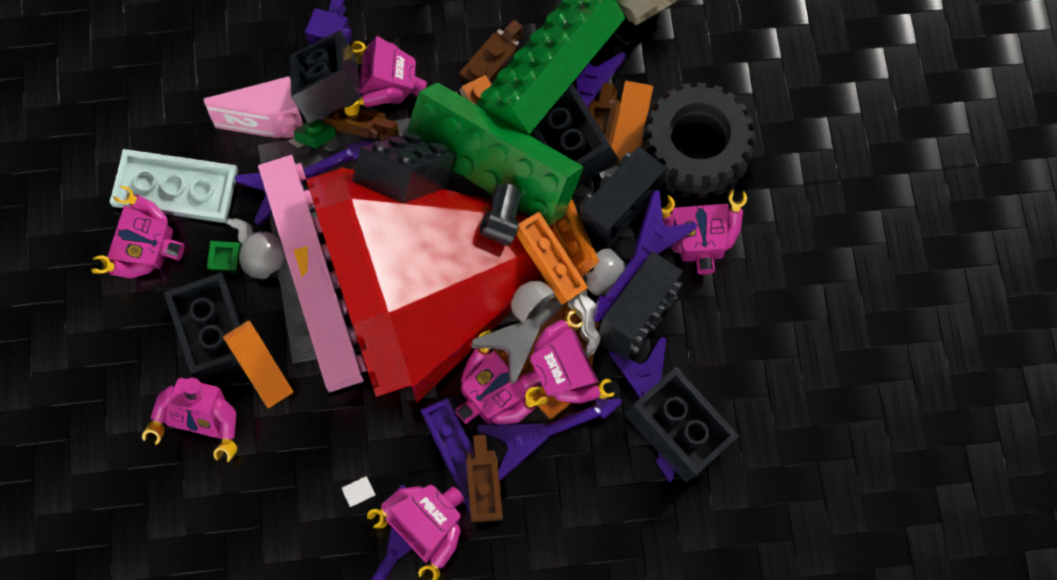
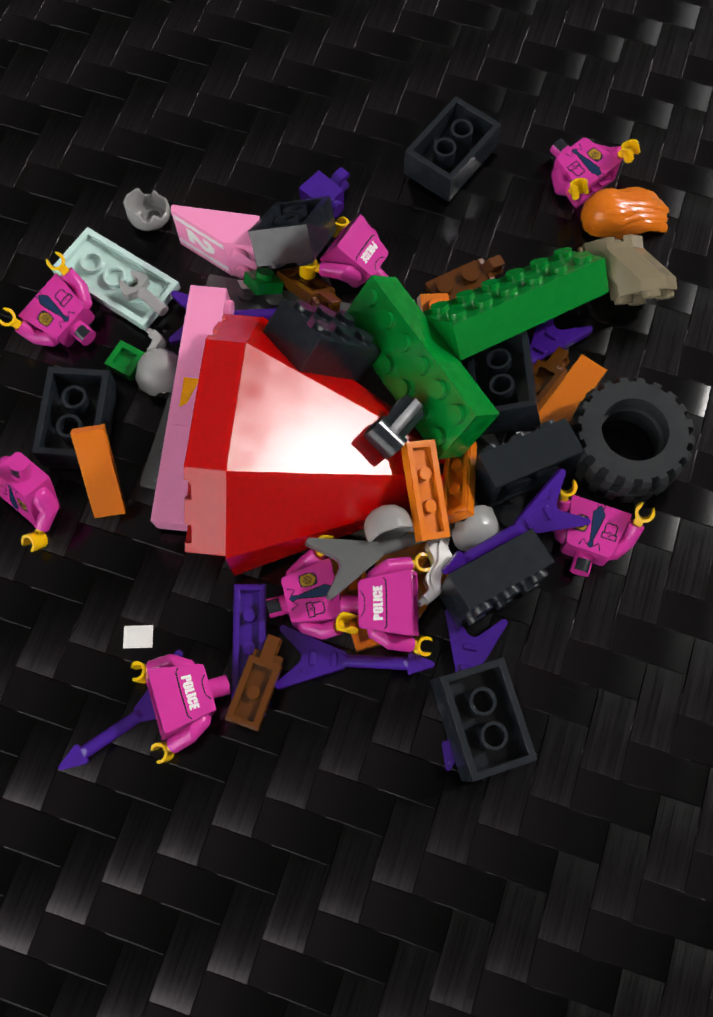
camera: 25 degrees right, 0 degrees up
(171, 110) = (146, 210): none -> light grey hair
(209, 189) = (141, 291): none -> light grey bar

